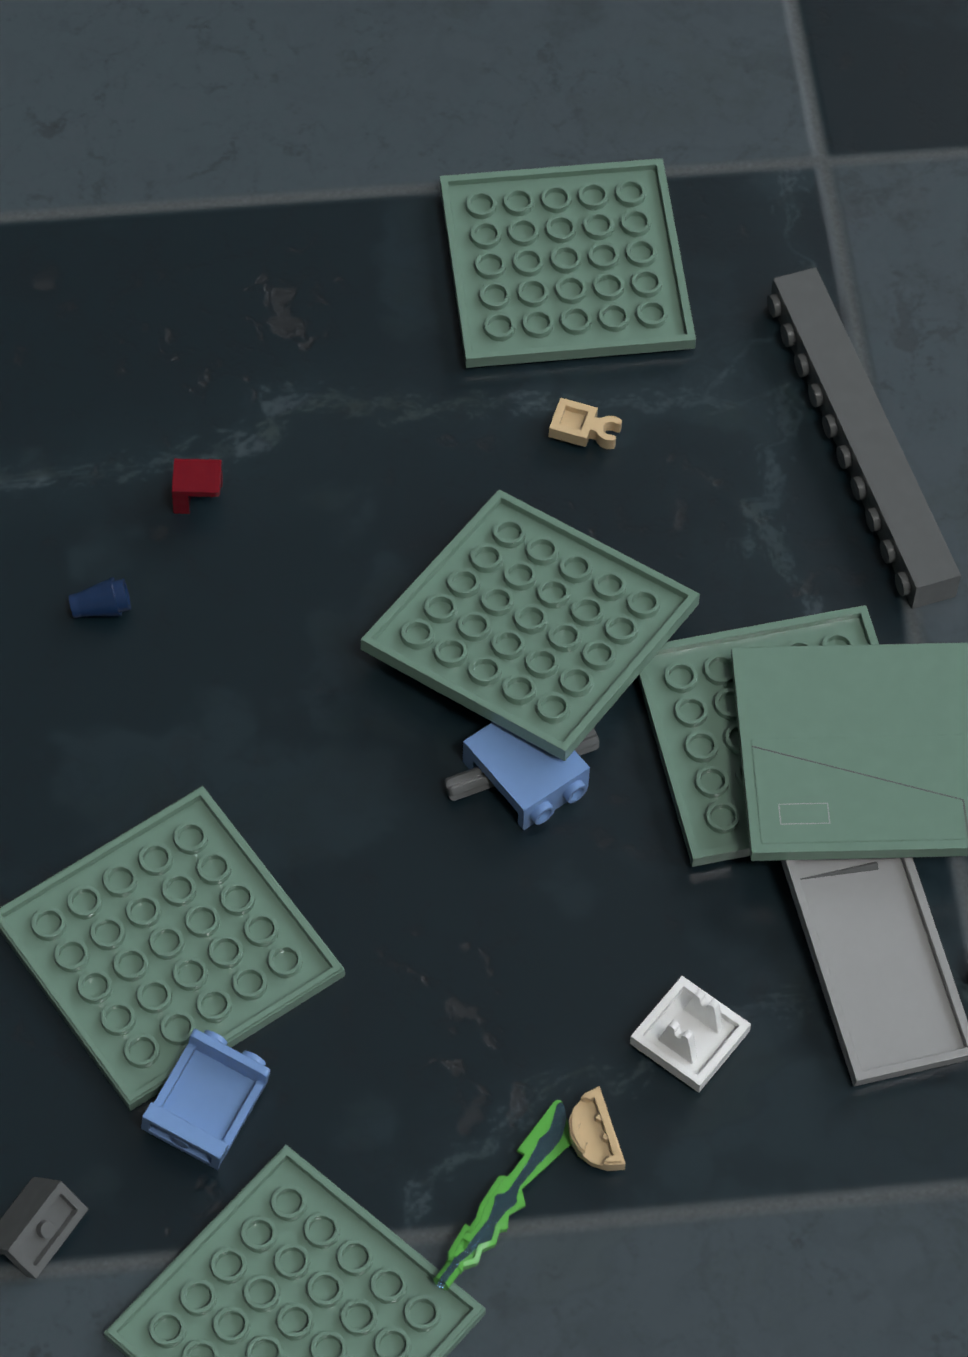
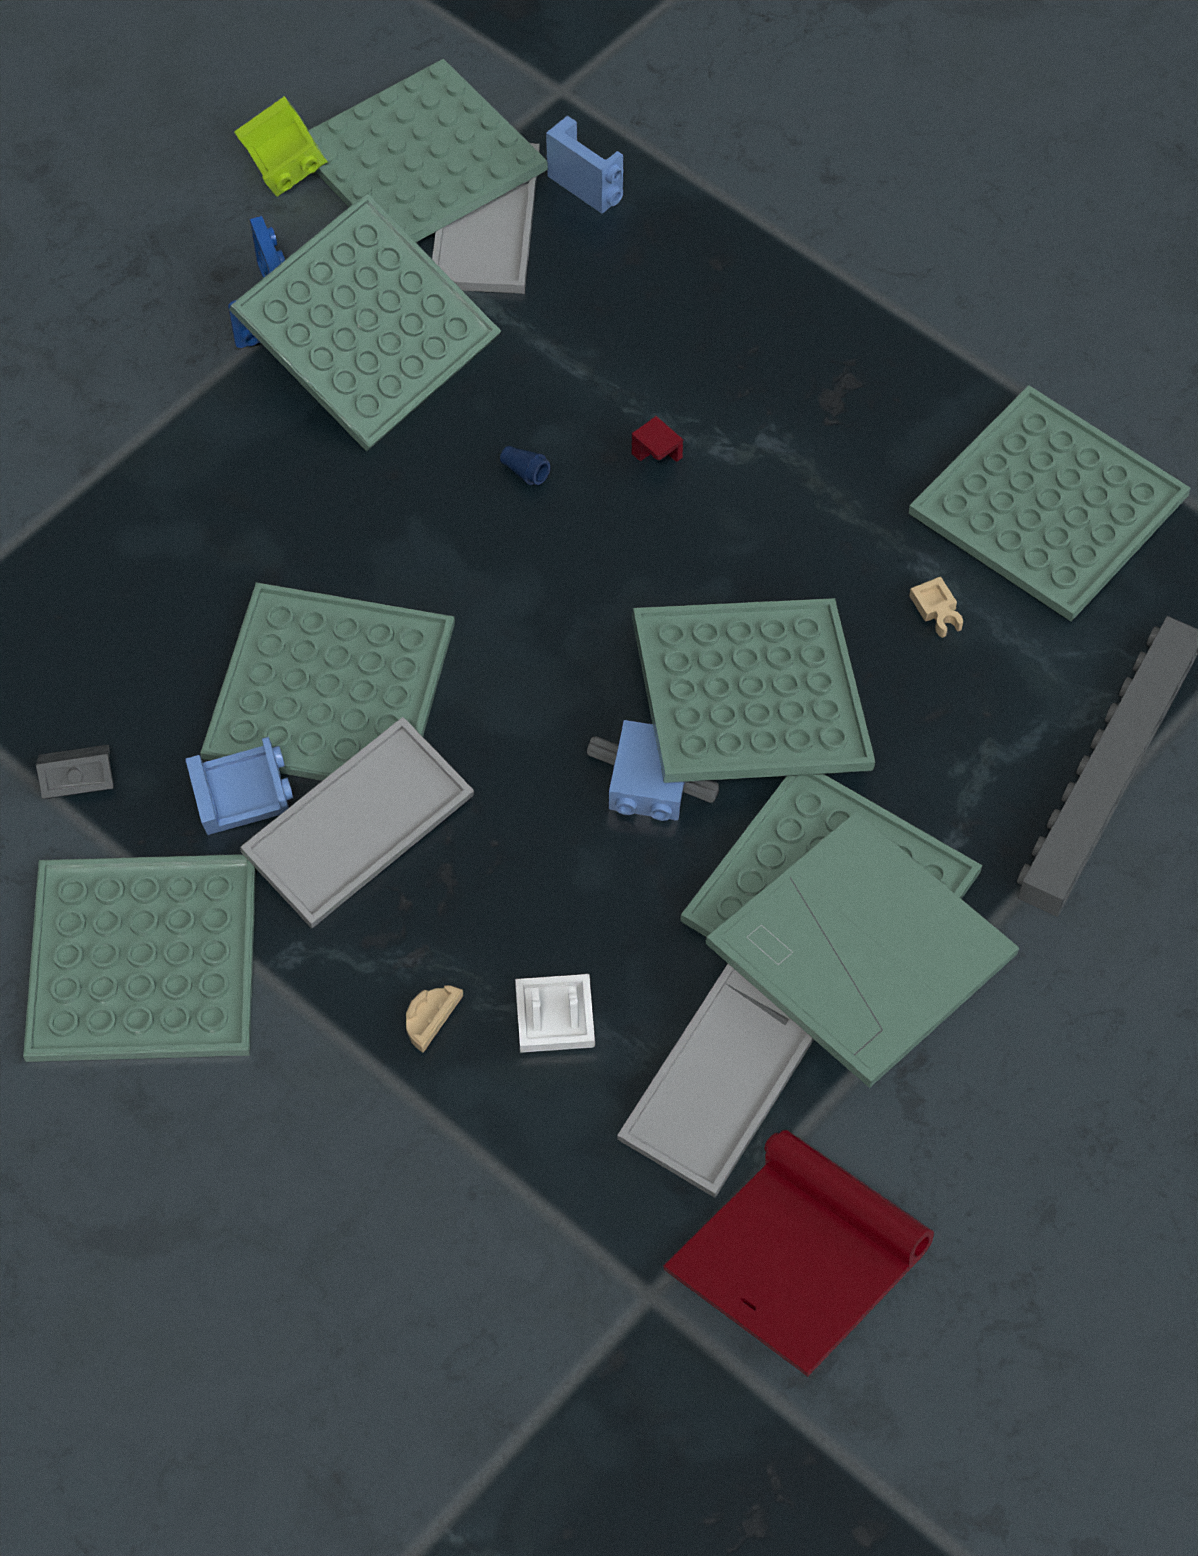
camera: 50 degrees right, 0 degrees up
(342, 1034) = (357, 822): none -> light grey tile
(506, 1196) = (336, 999): bright green sword -> none

